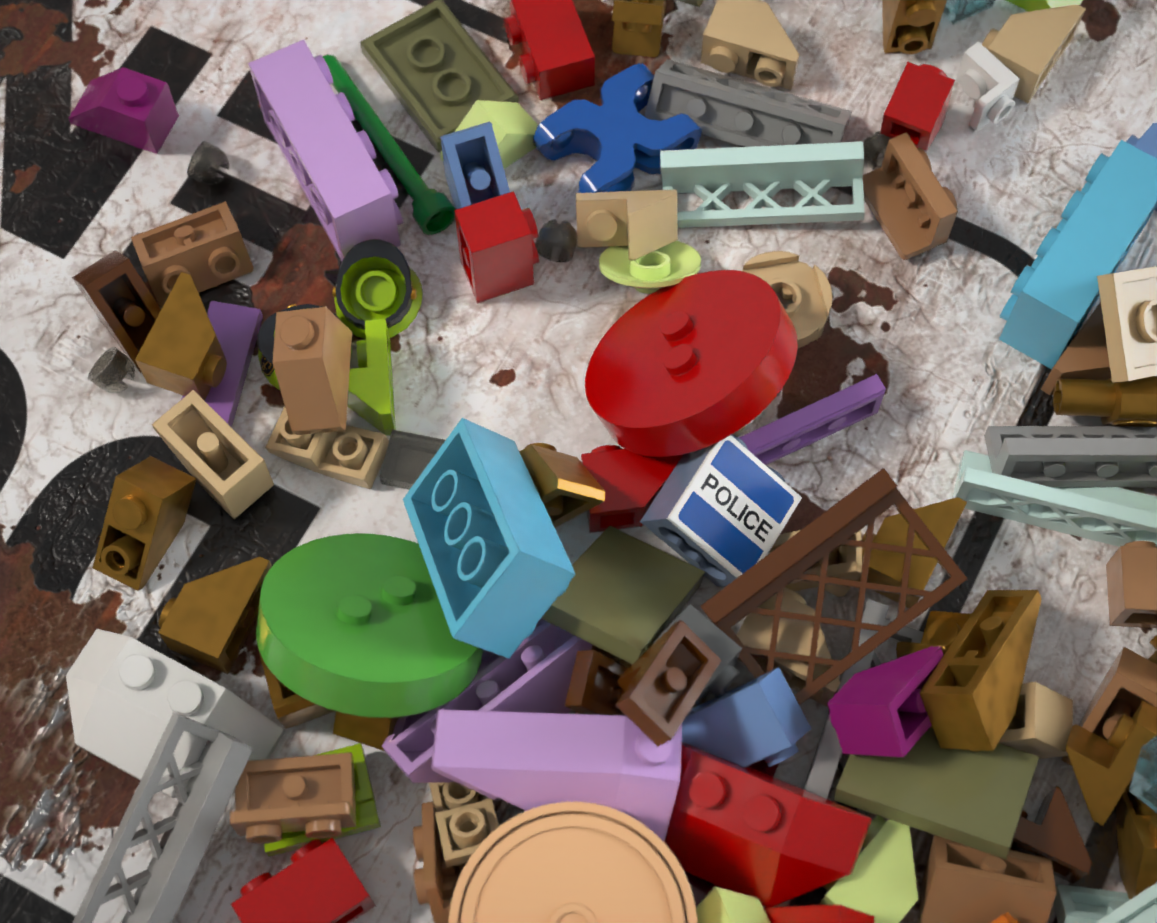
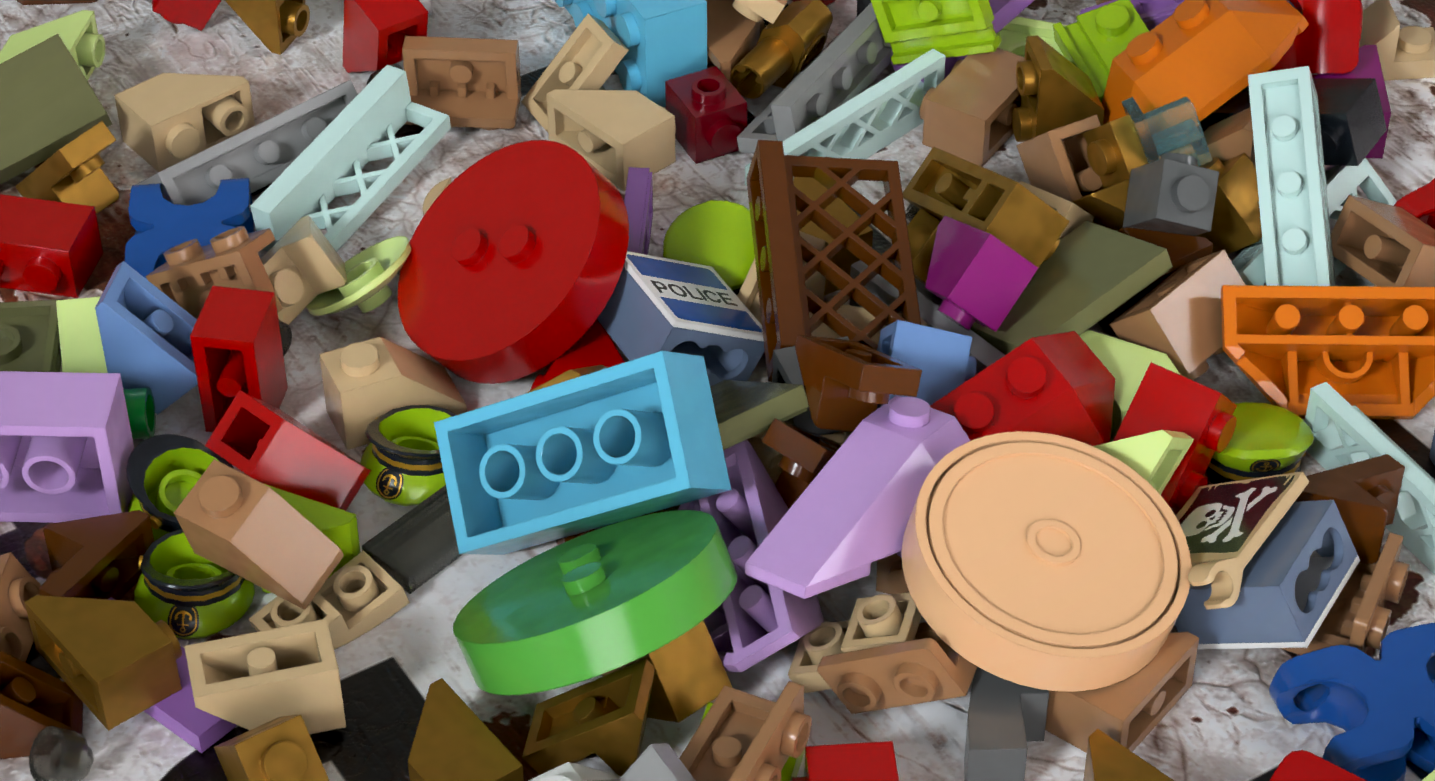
camera: 60 degrees left, 25 degrees down
(270, 289) = (96, 555): none -> reddish brown slope
(433, 332) = (285, 453): none -> red slope
(507, 403) = (405, 454): none -> piece
(544, 352) = (377, 377): none -> tan slope
(562, 173) = (226, 262): none -> medium nougat bracket
(833, 473) = (714, 236): none -> lime piece
(936, 337) = (613, 130): none -> tan slope
(975, 275) = (580, 64): none -> tan slope
(1003, 387) = (706, 113): none -> dark red brick
(1099, 816) = (1171, 196): none -> dark grey brick

